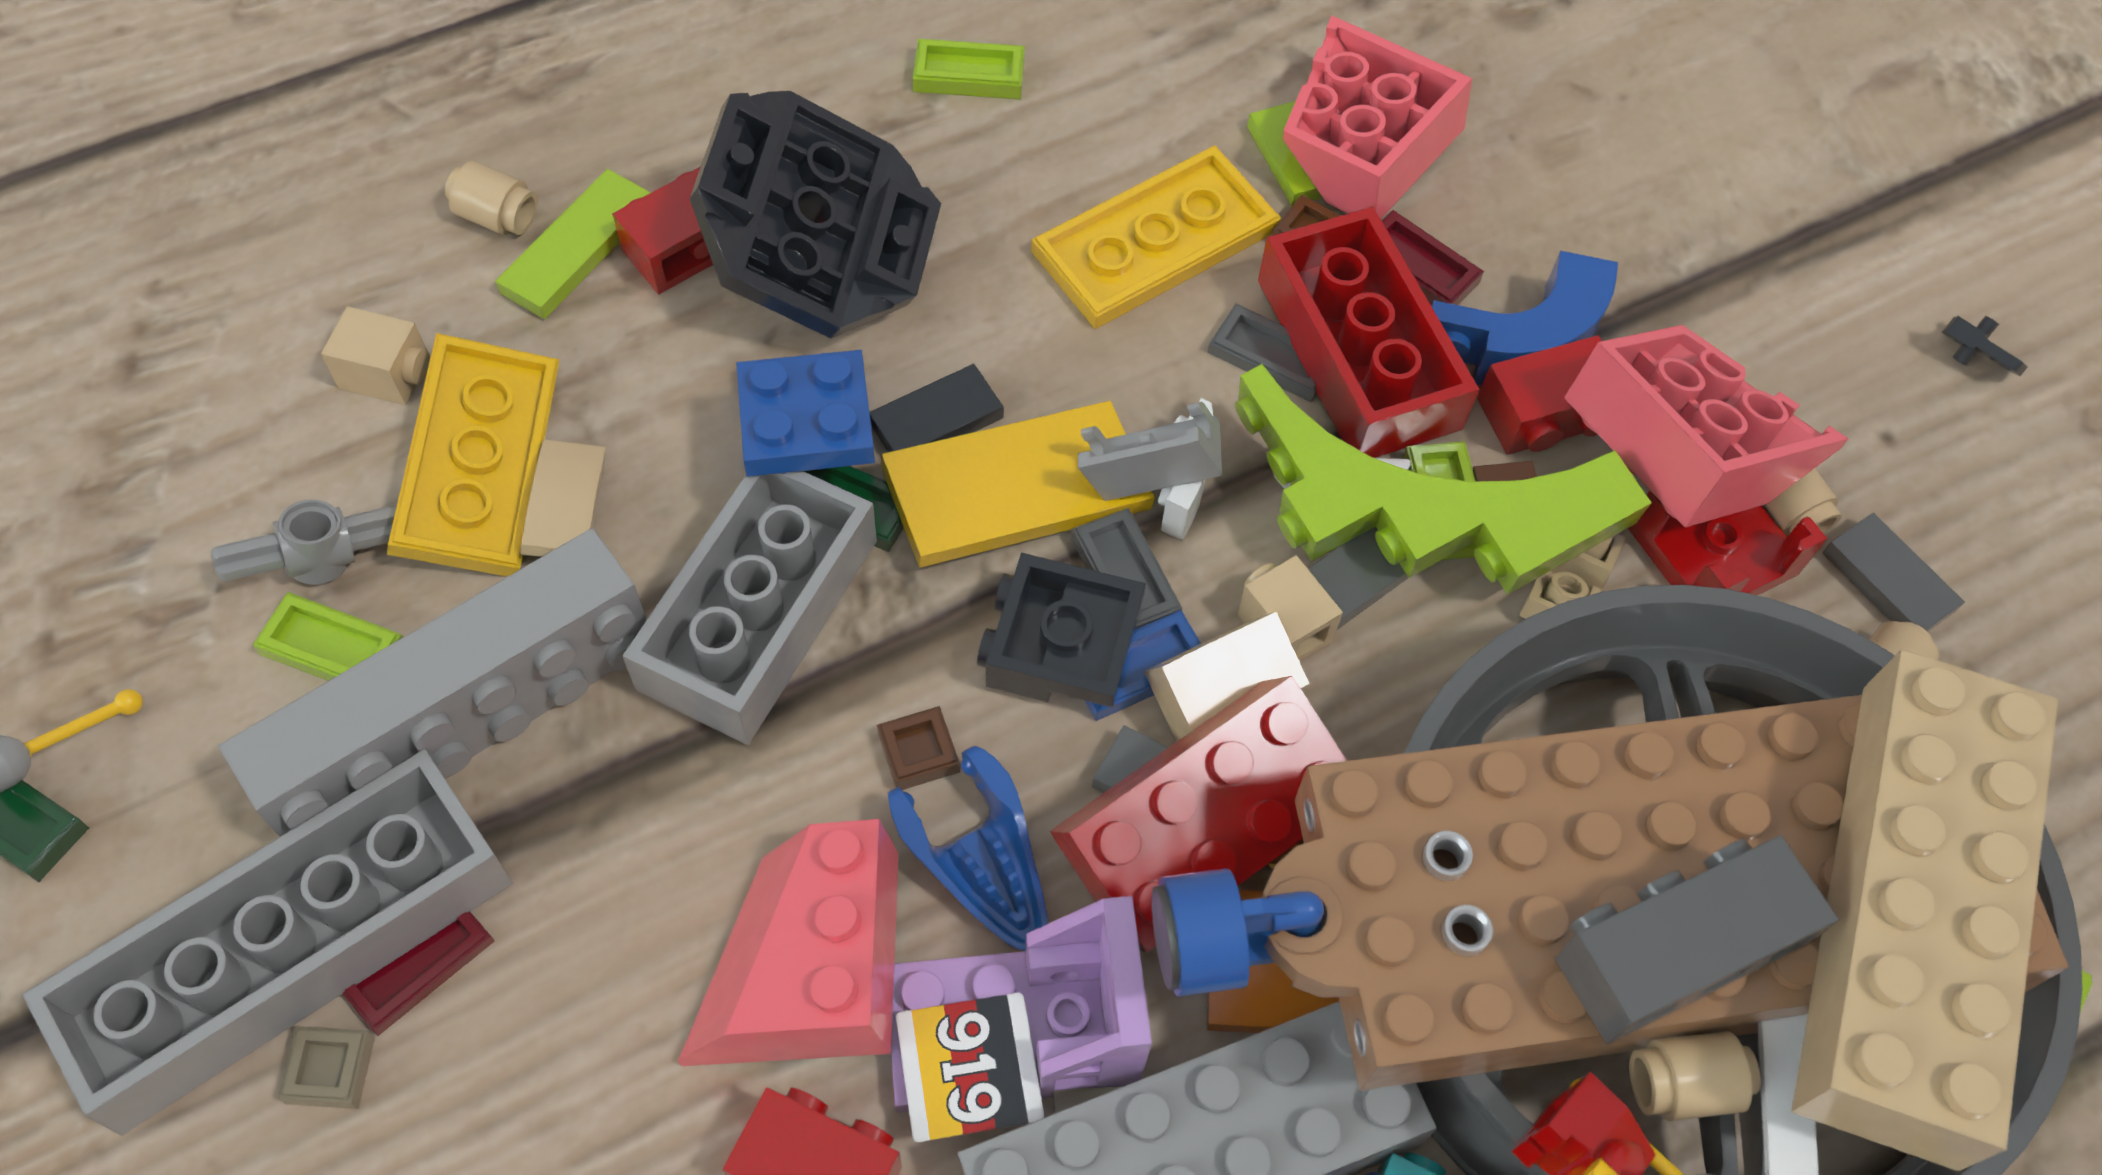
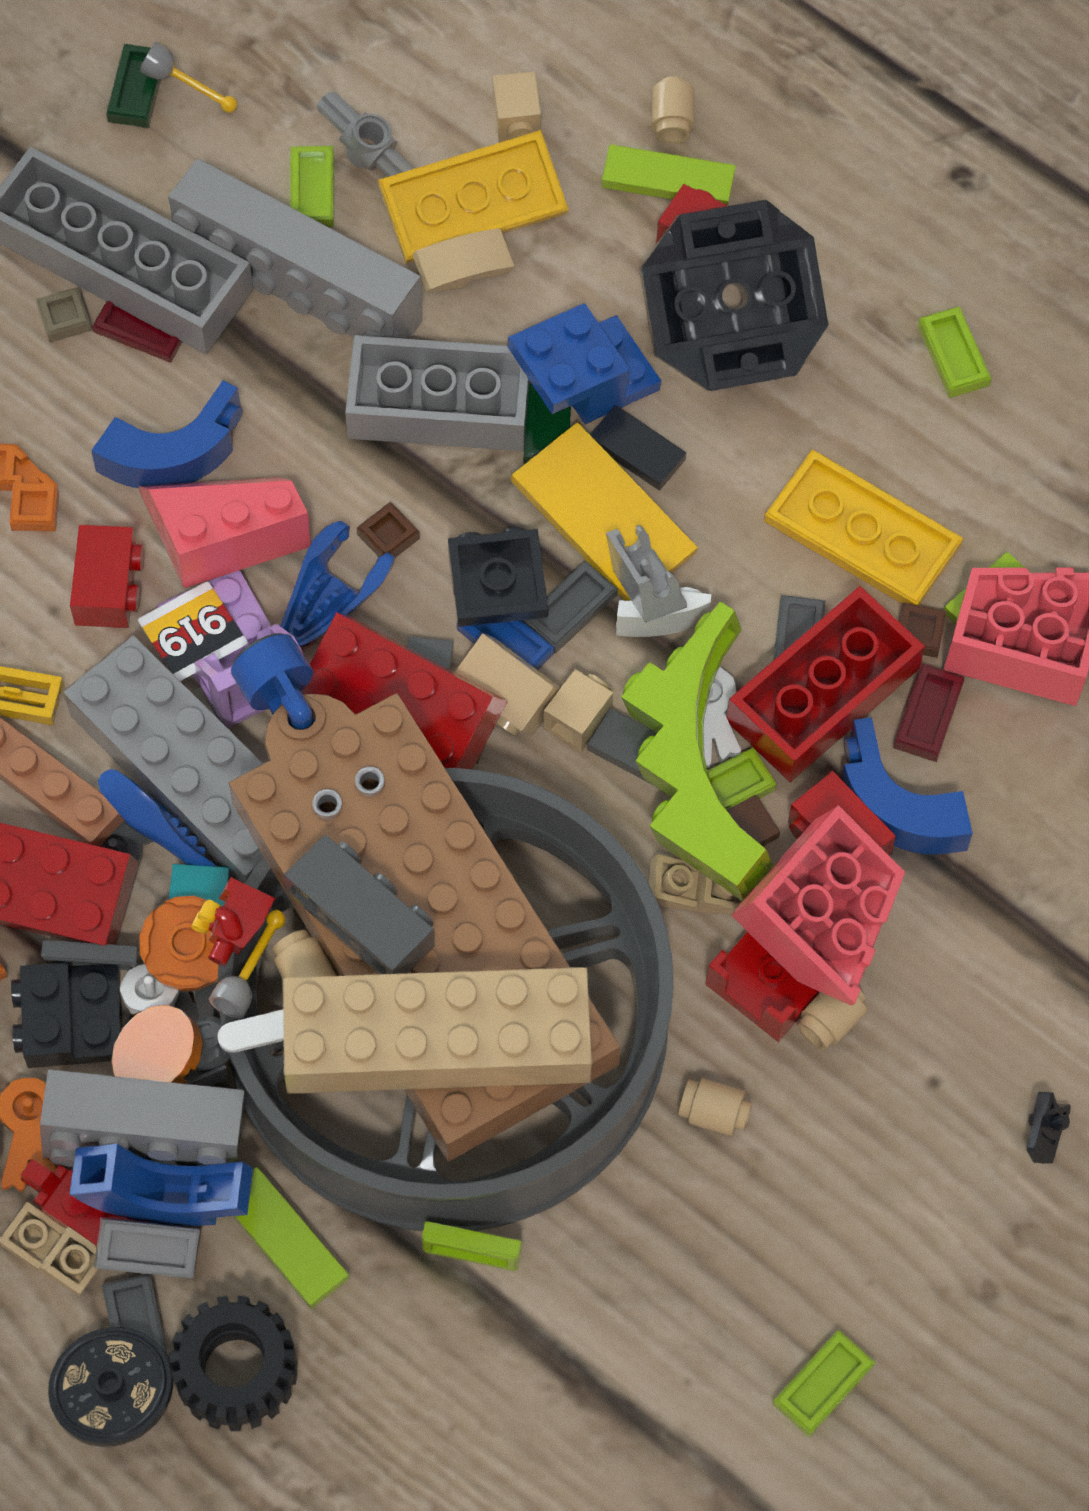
camera: 70 degrees right, 5 degrees up
(646, 1031) = (174, 457): none -> blue arch
(1892, 574) = (800, 1101): dark grey tile -> none

